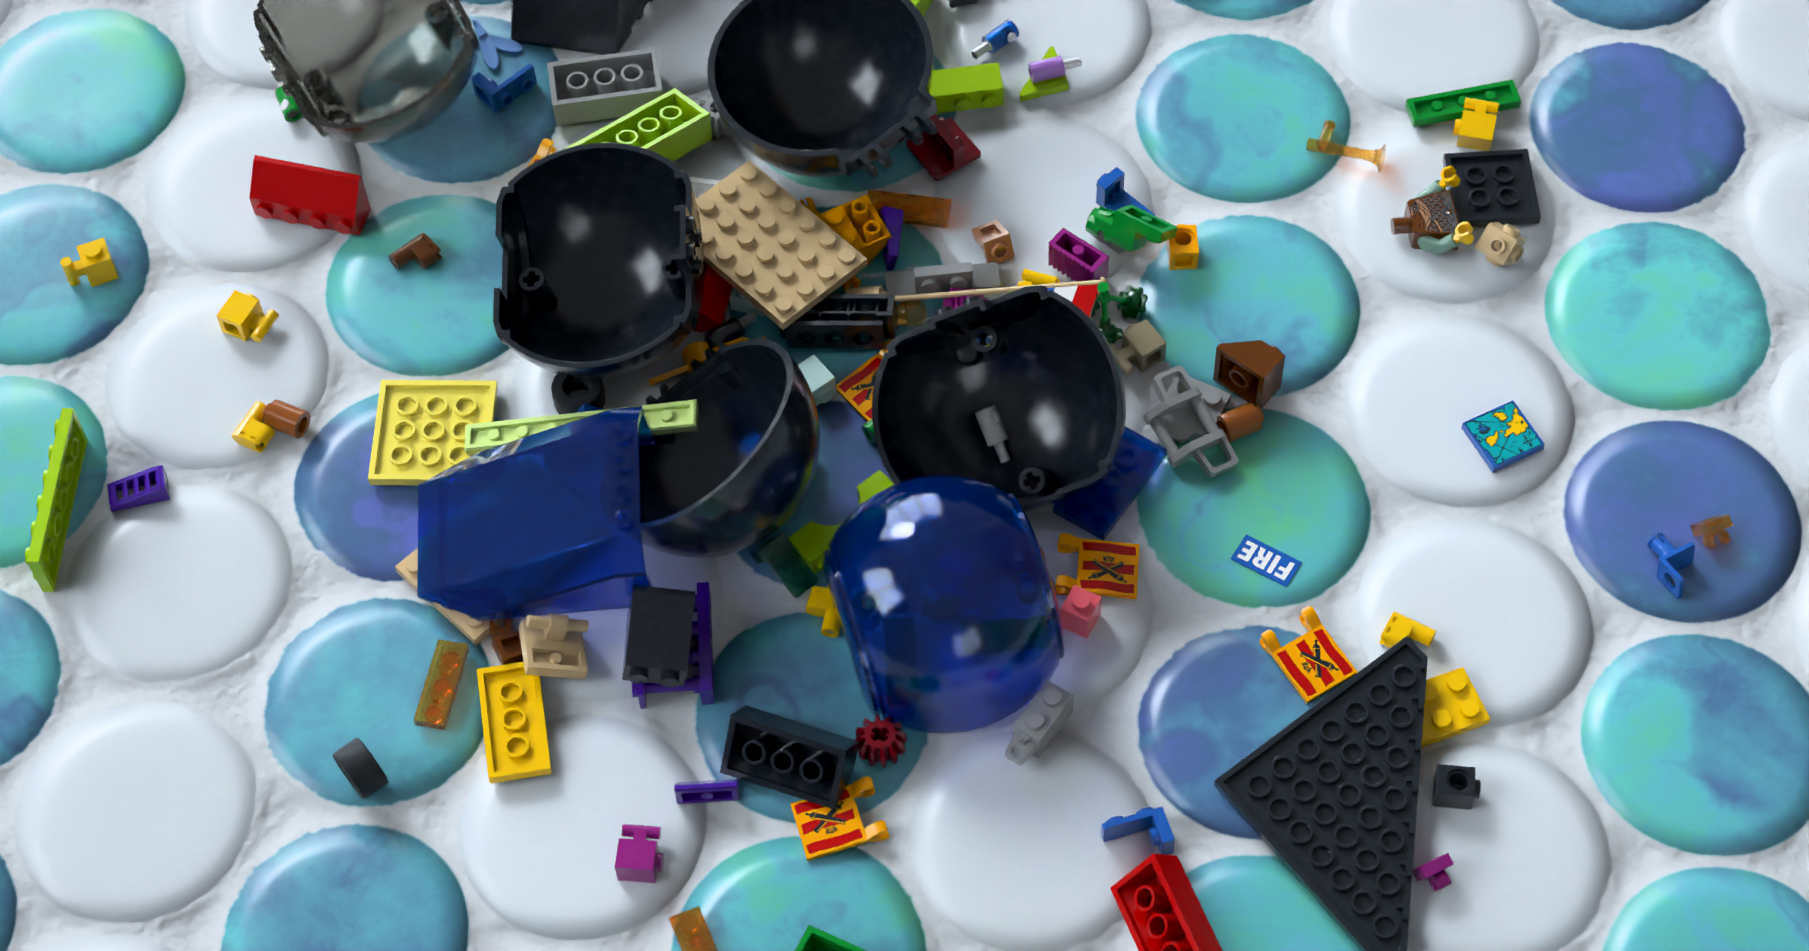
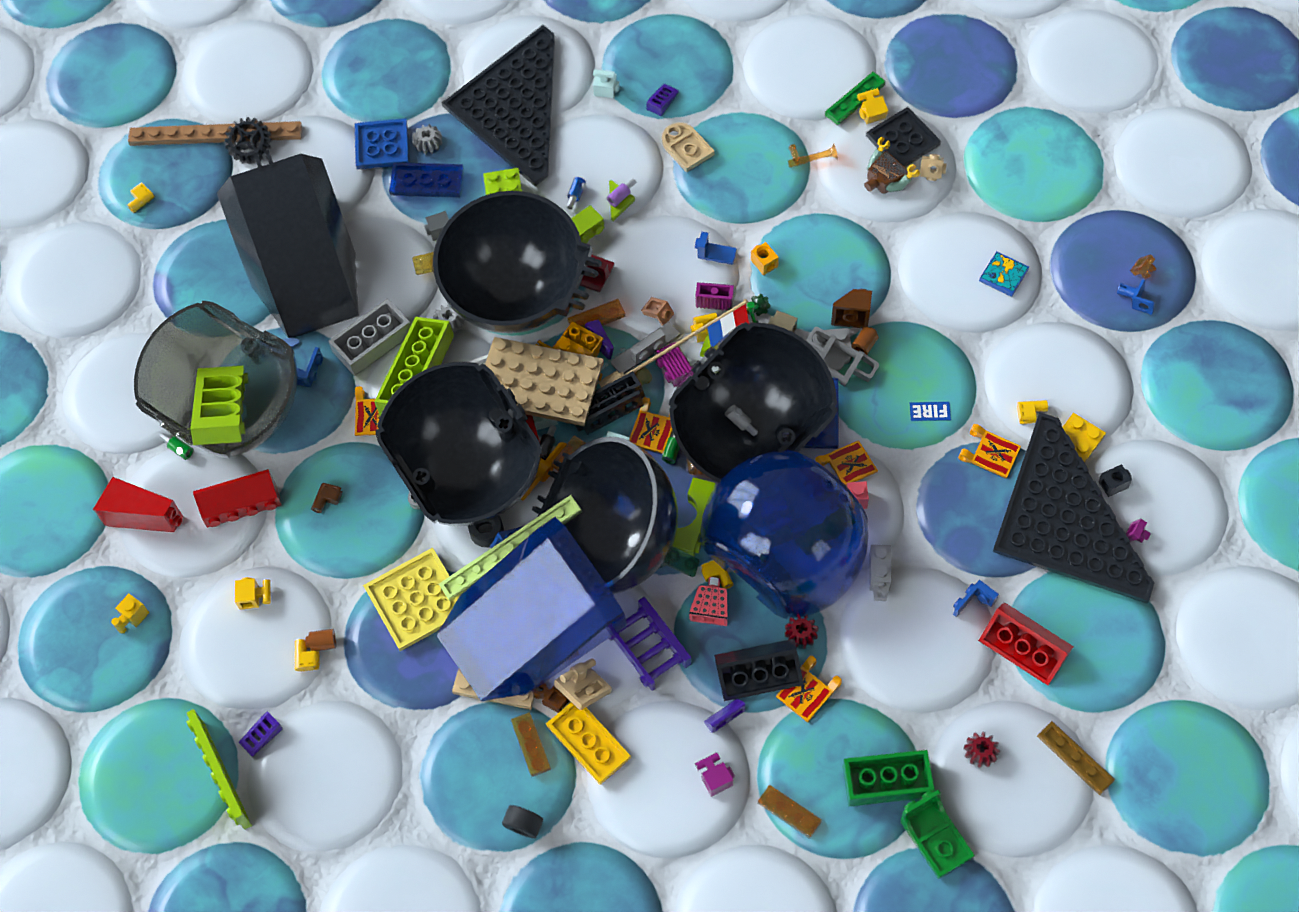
camera: 30 degrees left, 5 degrees up
(182, 143) = (136, 508): none -> red slope
(350, 63) = (218, 405): none -> lime fence
(658, 635) = (643, 644): black slope -> none
(788, 641) = (710, 604): none -> coral torso
(1128, 228) = (730, 263): green plate -> none
(1184, 56) = (686, 147): none -> tan plate

